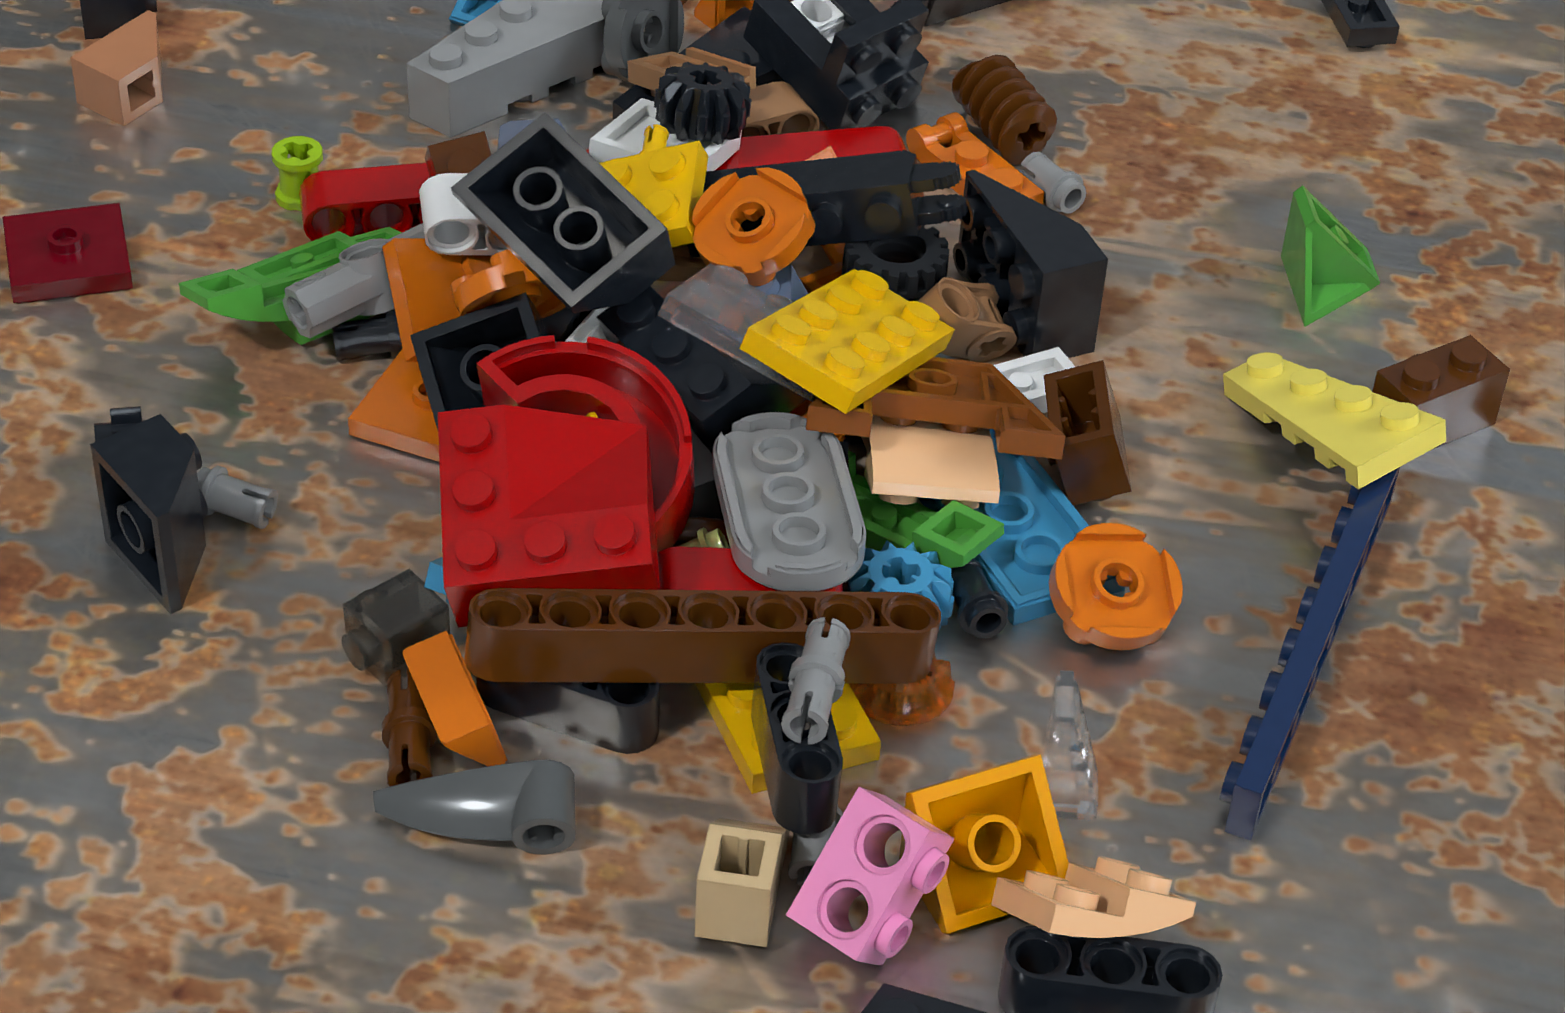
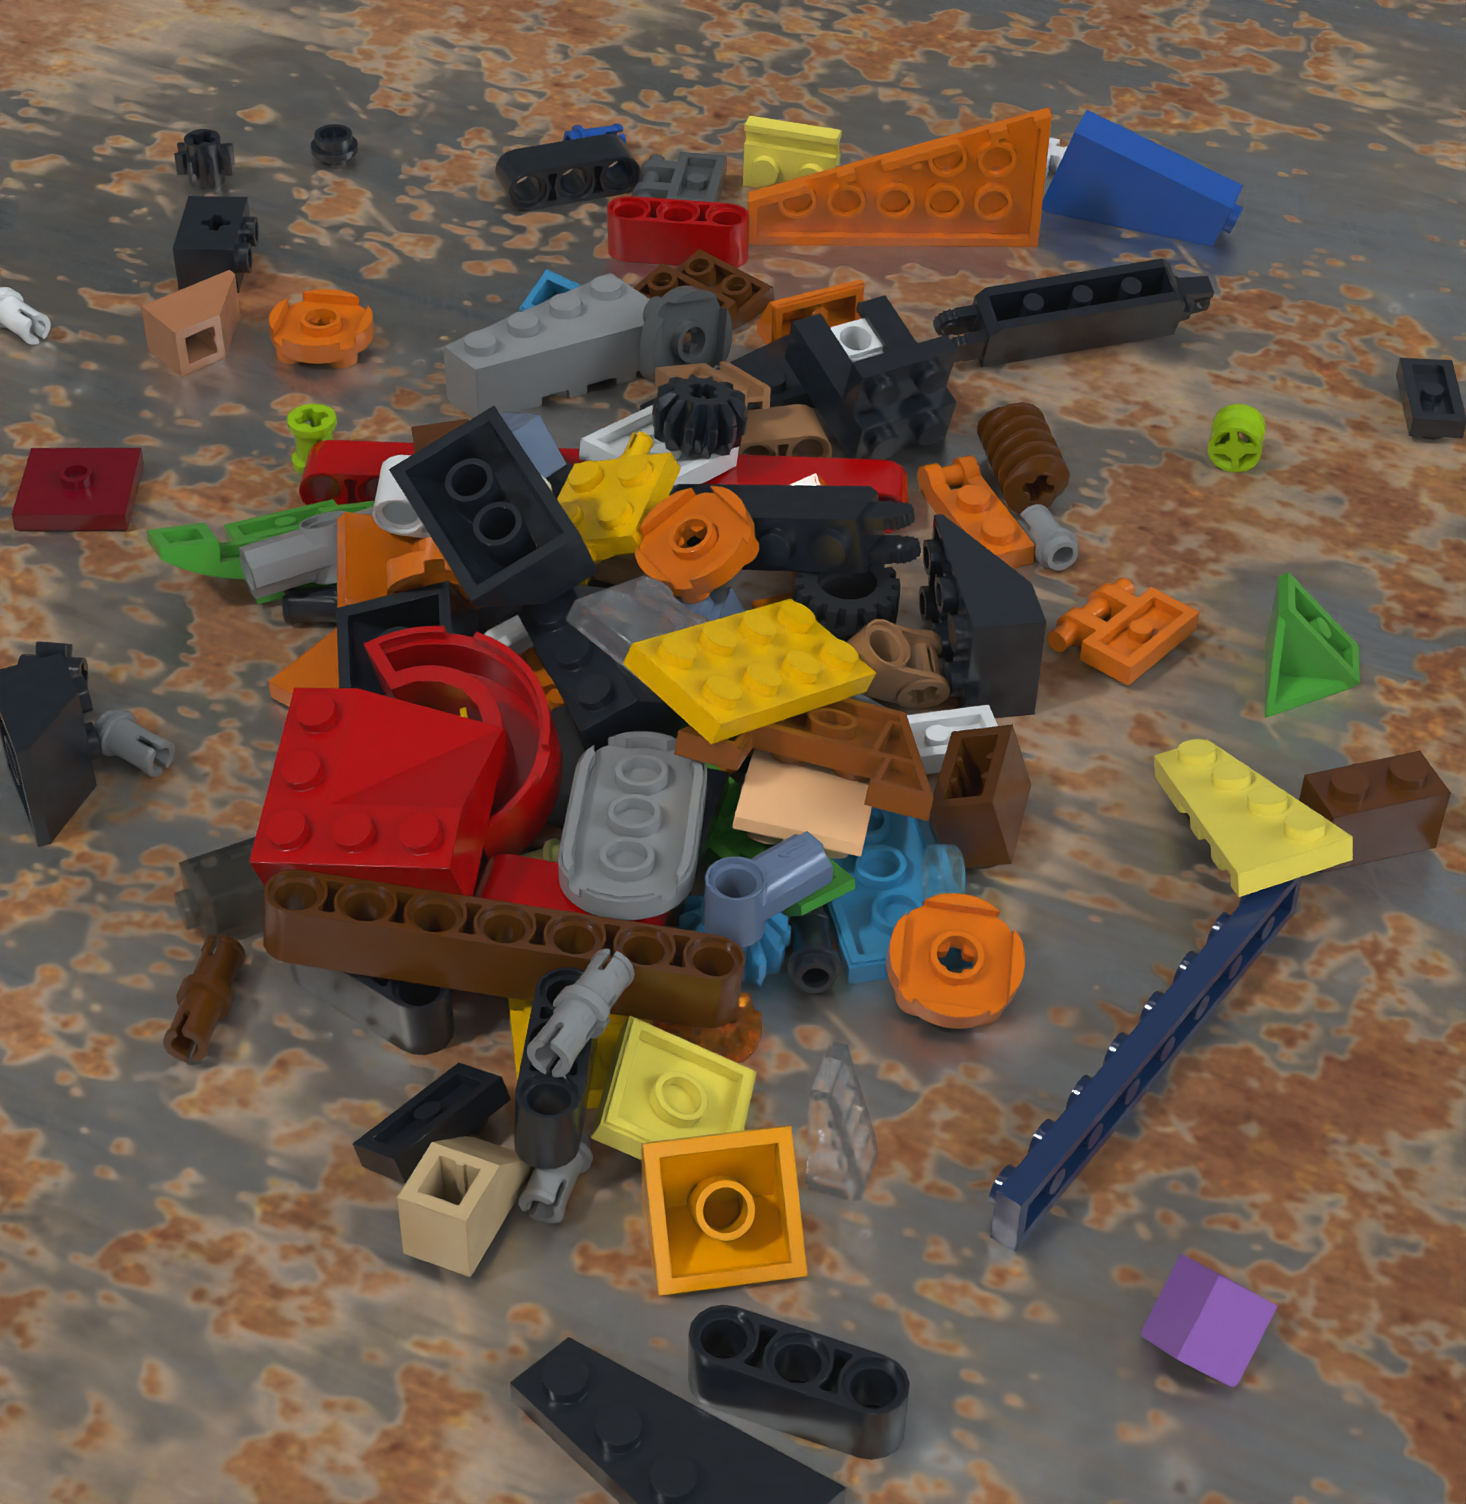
camera: 15 degrees right, 0 degrees up
(257, 60) = (321, 328): none -> orange plate
(453, 699) = (253, 984): orange slope -> none
(501, 802) = (269, 1086): dark grey piece -> none
(680, 811) = (444, 1110): none -> black plate
(856, 865) = (571, 1217): bright pink brick -> none
(897, 743) = (668, 1090): none -> light yellow plate
(925, 544) = (749, 891): none -> sand blue piece
(1078, 506) = (942, 870): none -> clear light blue tile
(1094, 902) = (820, 1296): light nougat slope -> none
(1168, 262) = (1123, 631): none -> orange plate
(1206, 73) = (1226, 447): none -> lime wheel
(1449, 867) = (1208, 1321): none -> medium lavender panel

